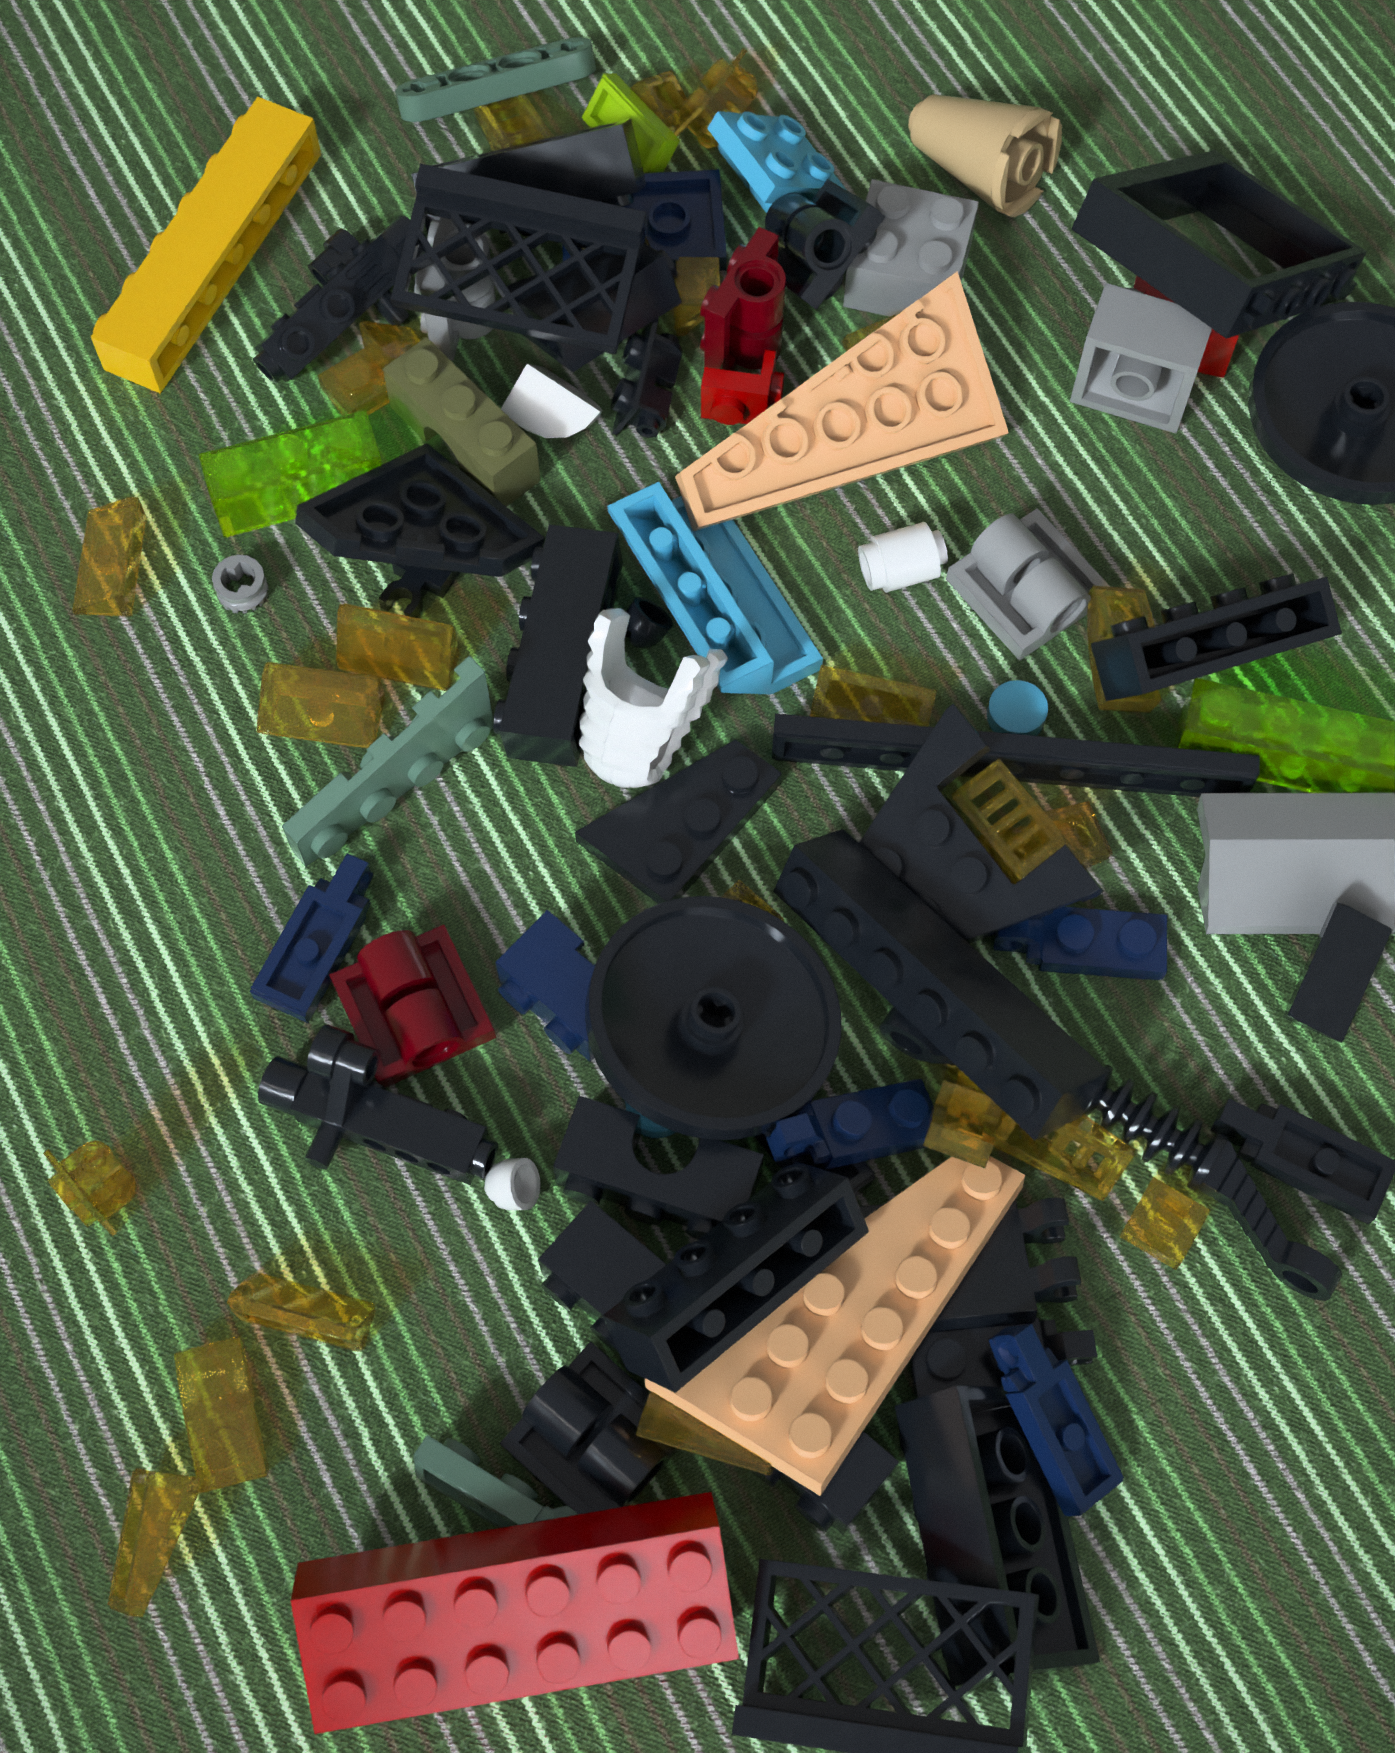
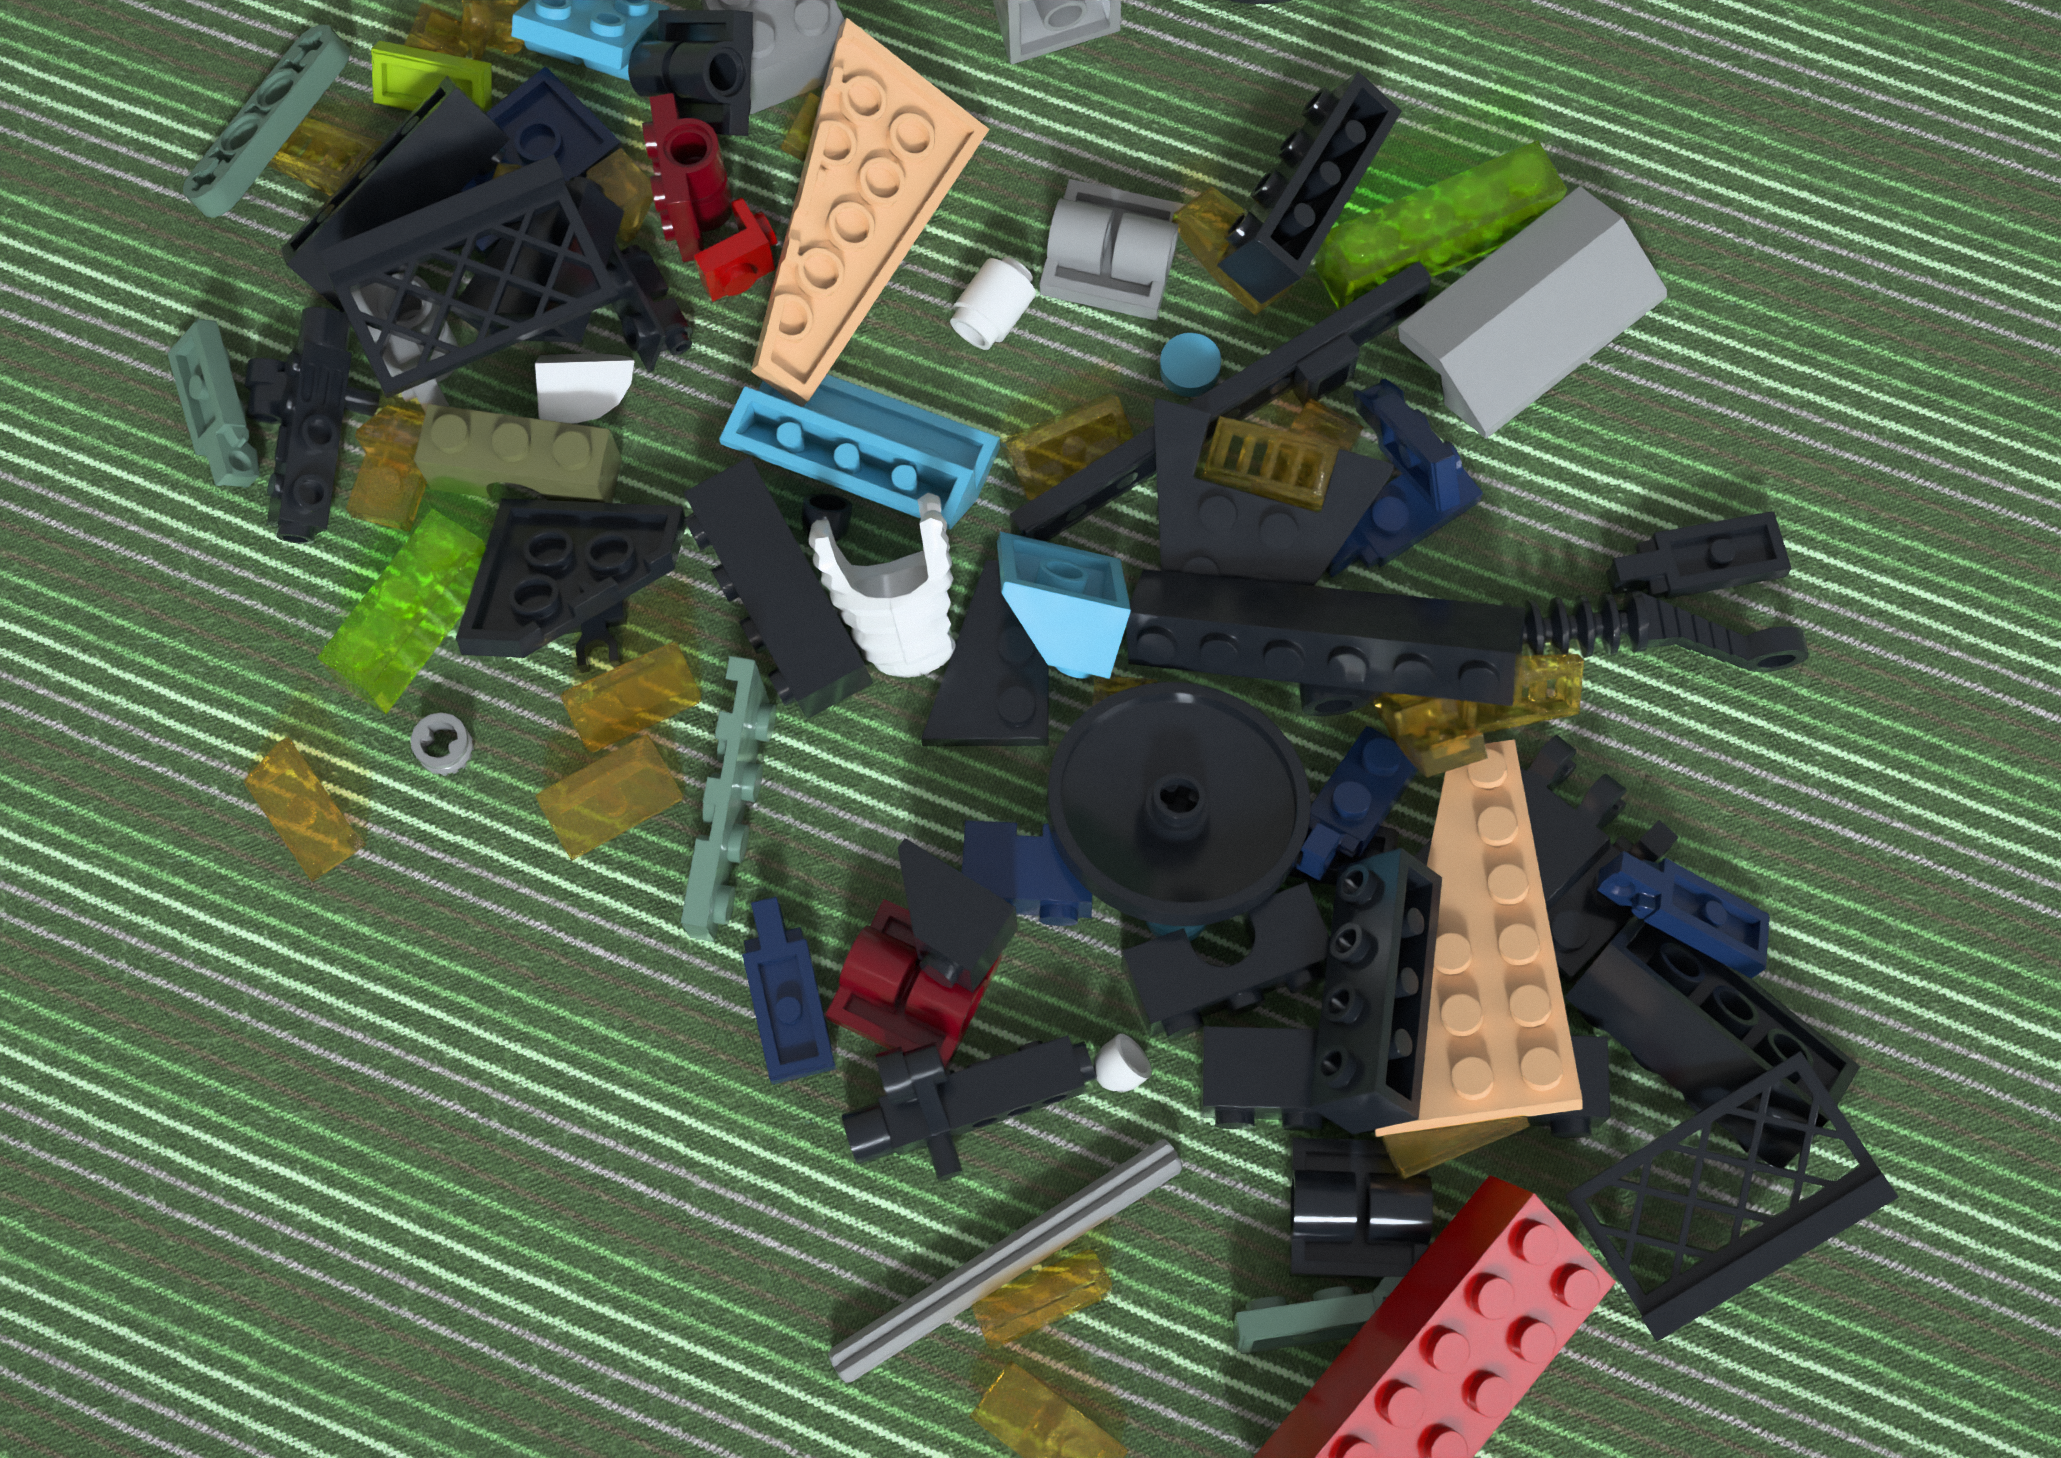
camera: 35 degrees left, 5 degrees up
(92, 1183) = (789, 1340): clear yellow hinge -> none
(206, 245) = (135, 462): yellow brick -> none
(289, 244) = (212, 405): none -> sand green hinge
(305, 1260) = (1004, 1261): none -> light grey axle
(465, 969) = (953, 919): none -> black slope
(757, 804) = (1066, 602): none -> medium azure slope
(1118, 788) = (1326, 370): none -> black tile
(1135, 889) = (1411, 444): none -> dark blue hinge
(1164, 1223) = (1639, 694): clear yellow tile -> none
(1337, 972) = (1610, 394): black slope -> none

